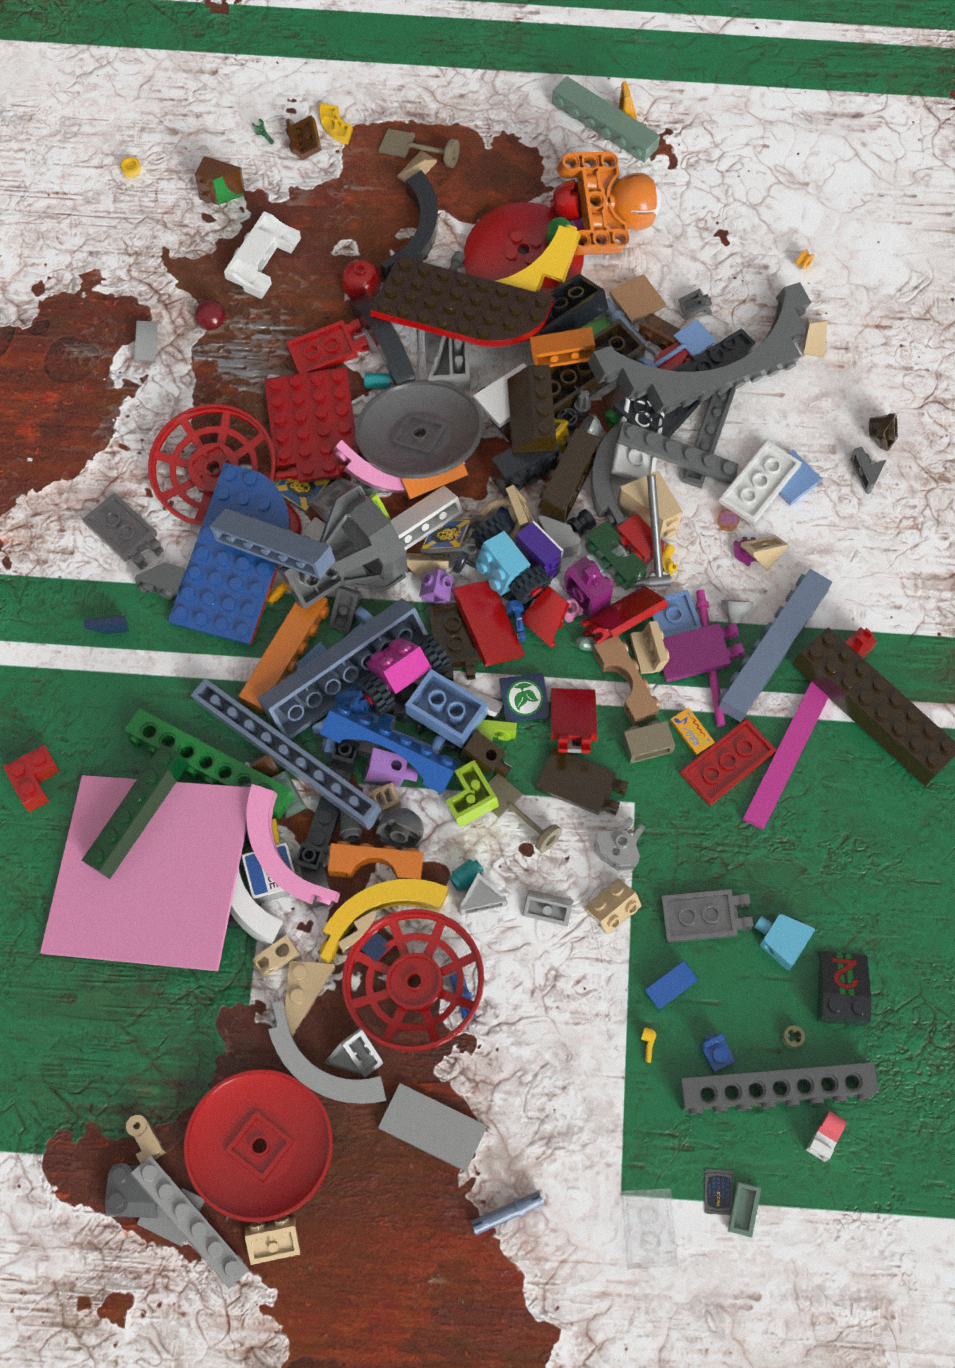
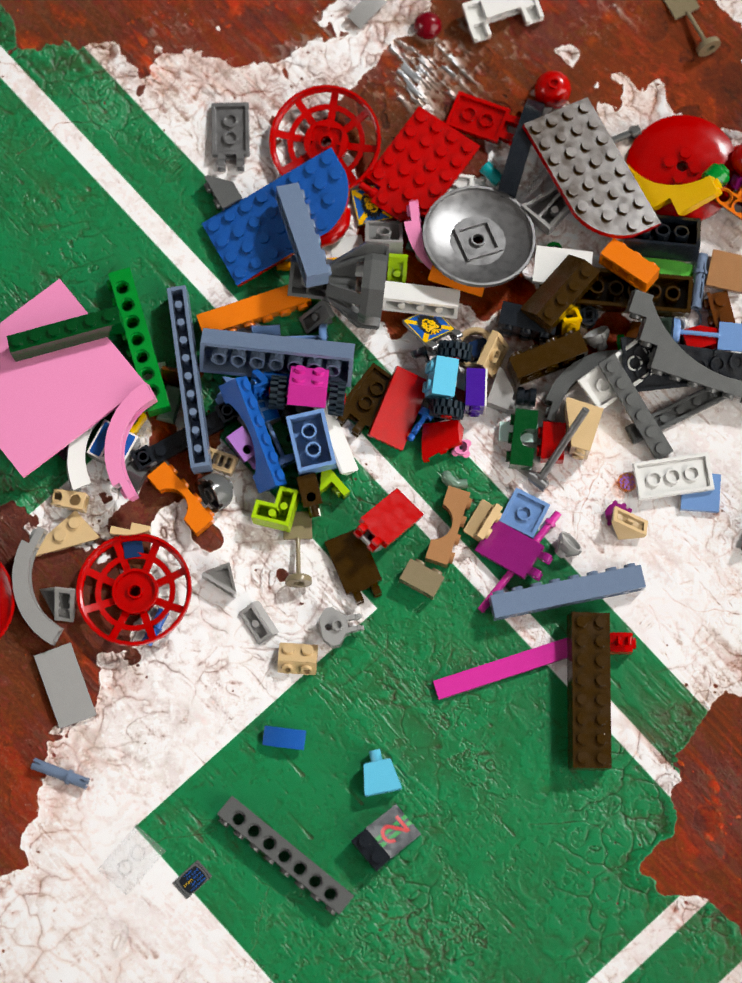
camera: 45 degrees right, 10 degrees up
(27, 774) = (28, 248): red brick -> none
(107, 625) = (161, 192): dark blue tile -> none
(349, 828) = (183, 463): dark grey cone -> none
(377, 897) = (158, 519): yellow arch -> none
(420, 245) = (634, 90): black arch -> none
(421, 161) = (676, 35): tan slope -> none
(422, 562) = (397, 333): tan slope -> none
(436, 586) = (389, 354): medium lavender brick -> none
(465, 874) = (228, 554): teal brick -> none
(524, 697) = (374, 478): slope -> none
(582, 404) = (607, 316): dark grey axle -> none
(588, 586) = (483, 443): magenta hinge -> none
(624, 614) = (488, 482): red tile -> none
(648, 1035) = (241, 755): yellow hand -> none
(668, 564) = (556, 472): yellow arm -> none
(692, 731) = (457, 598): light orange tile -> none
(704, 915) = (346, 716): flat silver tile -> none
(717, 1052) = (271, 802): blue bracket -> none
(727, 762) = (460, 638): red tile -> none
(744, 1209) = (196, 902): sand green tile -> none
(792, 1045) = (321, 841): olive bush -> none
(826, 1136) = (285, 909): leg -> none

